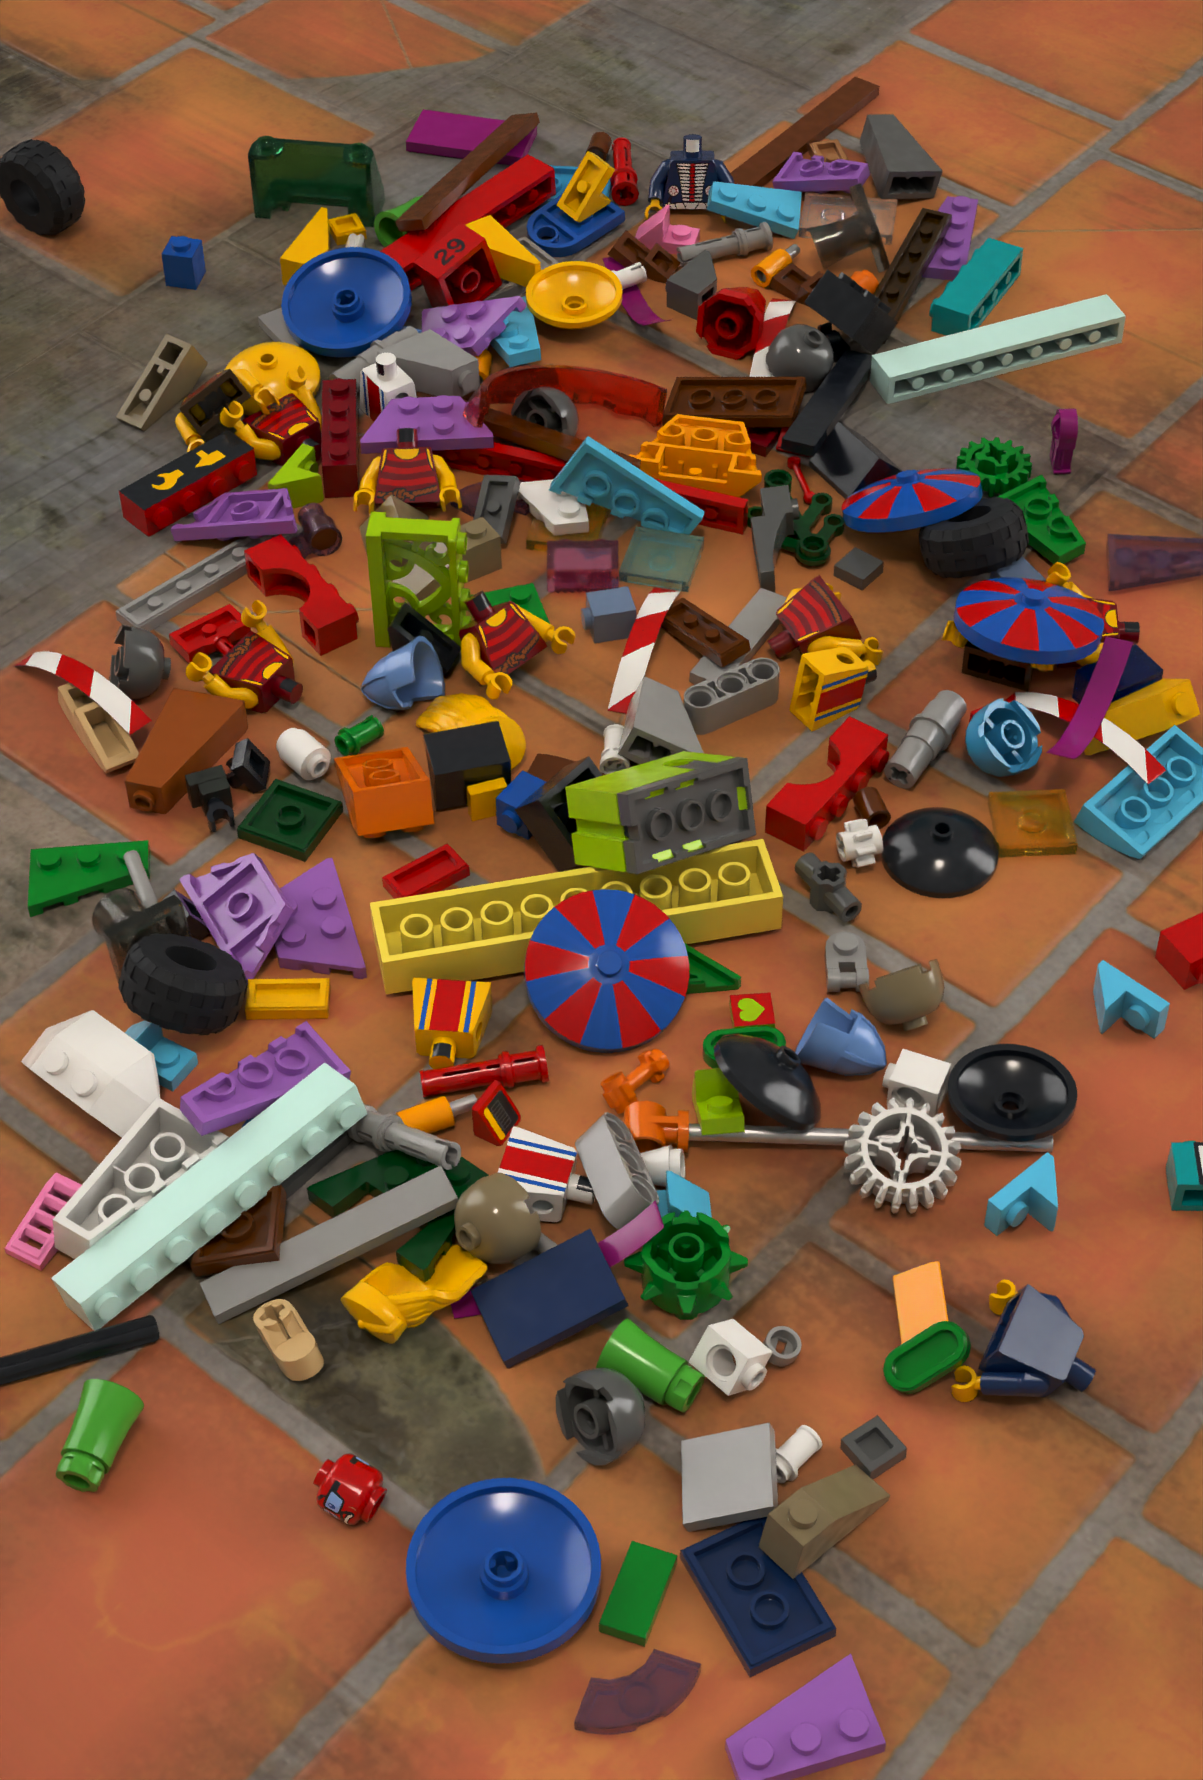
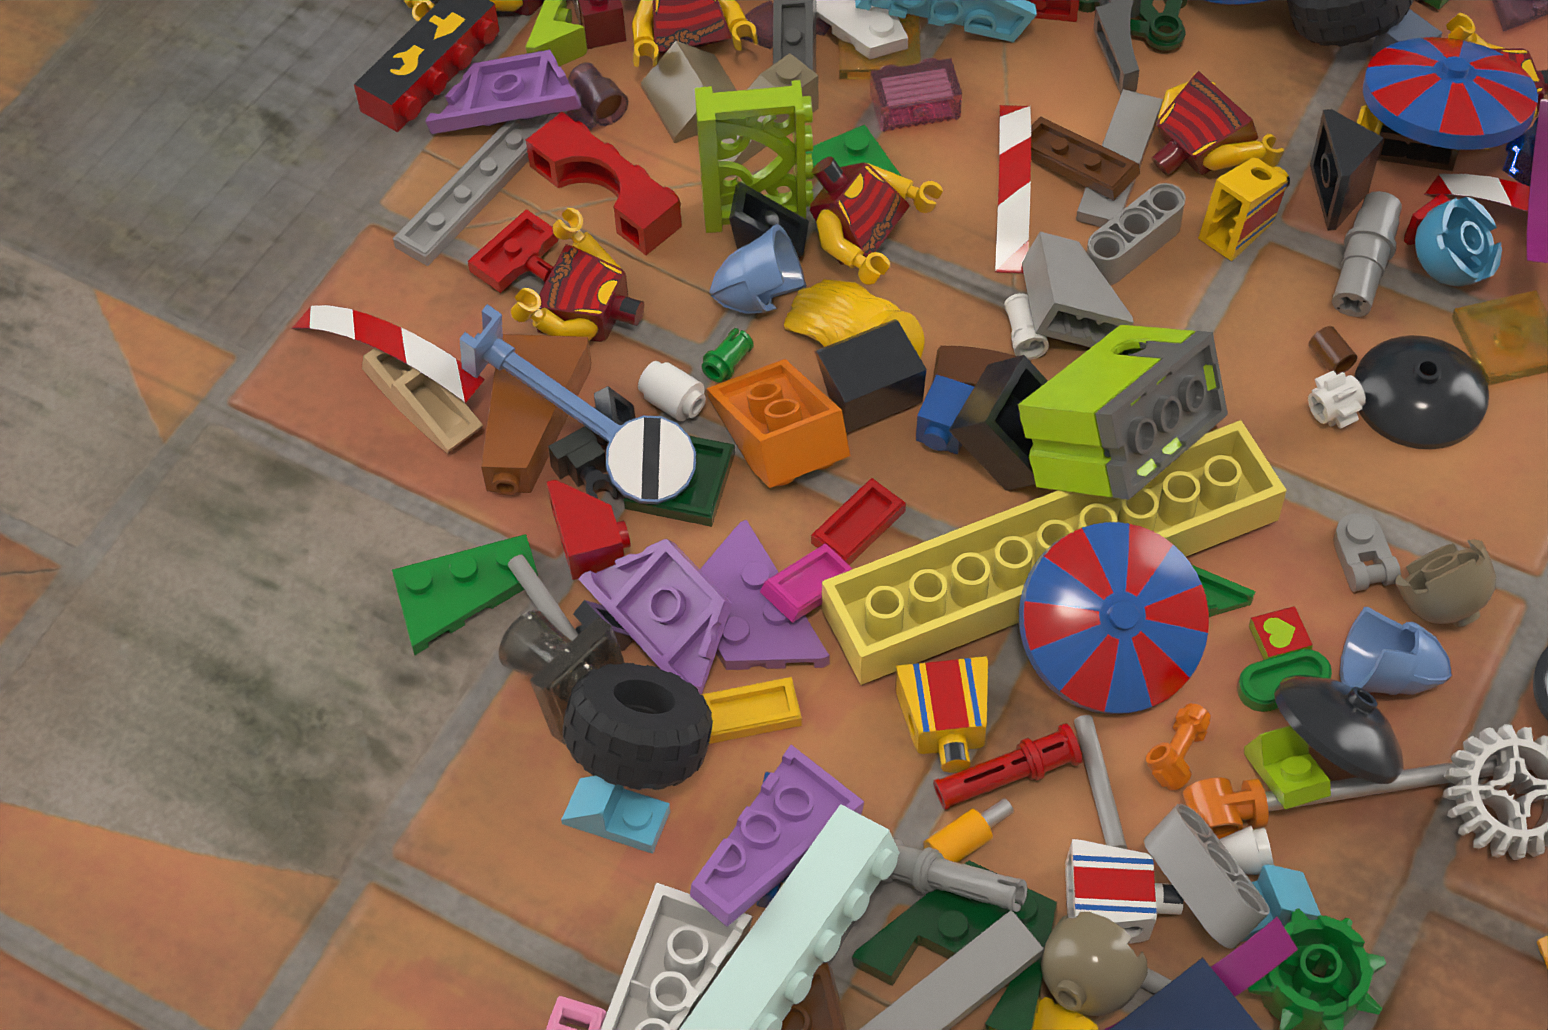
camera: 10 degrees left, 10 degrees up
(97, 1069) = (567, 854): white wedge -> none
(138, 662) = (443, 305): dark grey cylinder -> none
(196, 842) = (586, 529): none -> red slope
(260, 796) = (645, 457): none -> piece
(352, 911) = (799, 586): none -> dark pink tile
(482, 798) = (900, 413): yellow tile -> none
(494, 1115) = (1036, 821): slope -> none
(560, 1094) = (1099, 782): none -> light grey bar
(609, 614) = (966, 152): sand blue brick -> none
(661, 559) = (999, 68): clear light blue tile -> none
(804, 811) = (1261, 365): red arch -> none
(828, 887) = (1318, 460): dark grey axle -> none
(858, 568) = (1221, 46): dark grey tile -> none
(917, 1078) = (1494, 694): white brick -> none
(927, 666) = (1342, 165): none -> black slope

